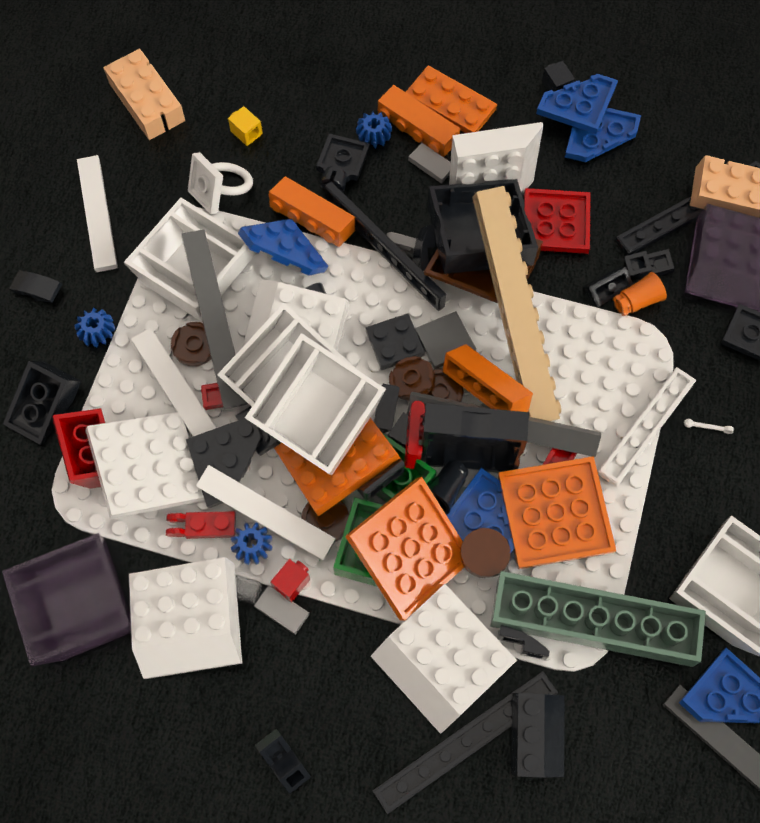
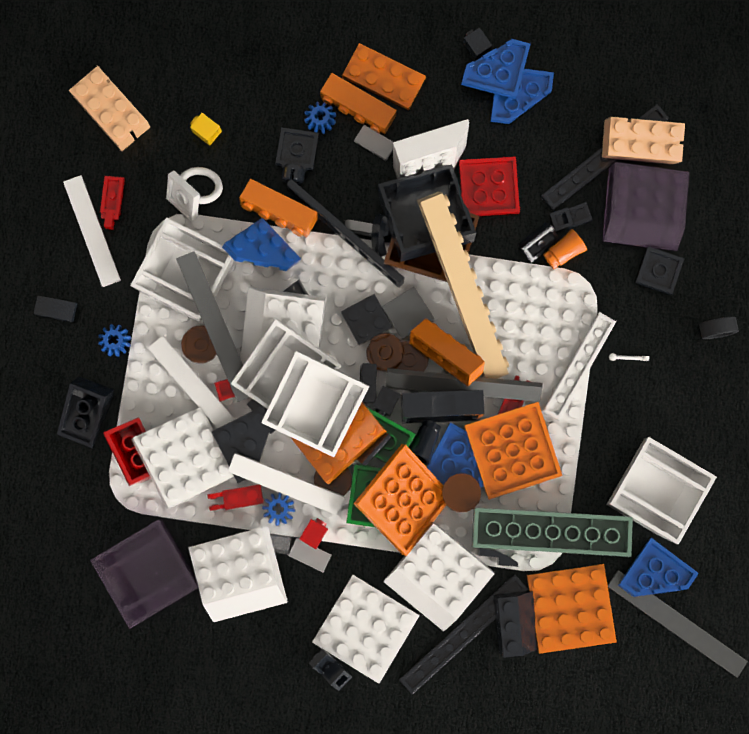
camera: 10 degrees left, 15 degrees up
(126, 184) = (111, 200): none -> red hinge
(338, 716) = (365, 629): none -> white plate
(414, 434) = (394, 407): red hinge -> none
(614, 728) = (572, 608): none -> orange plate

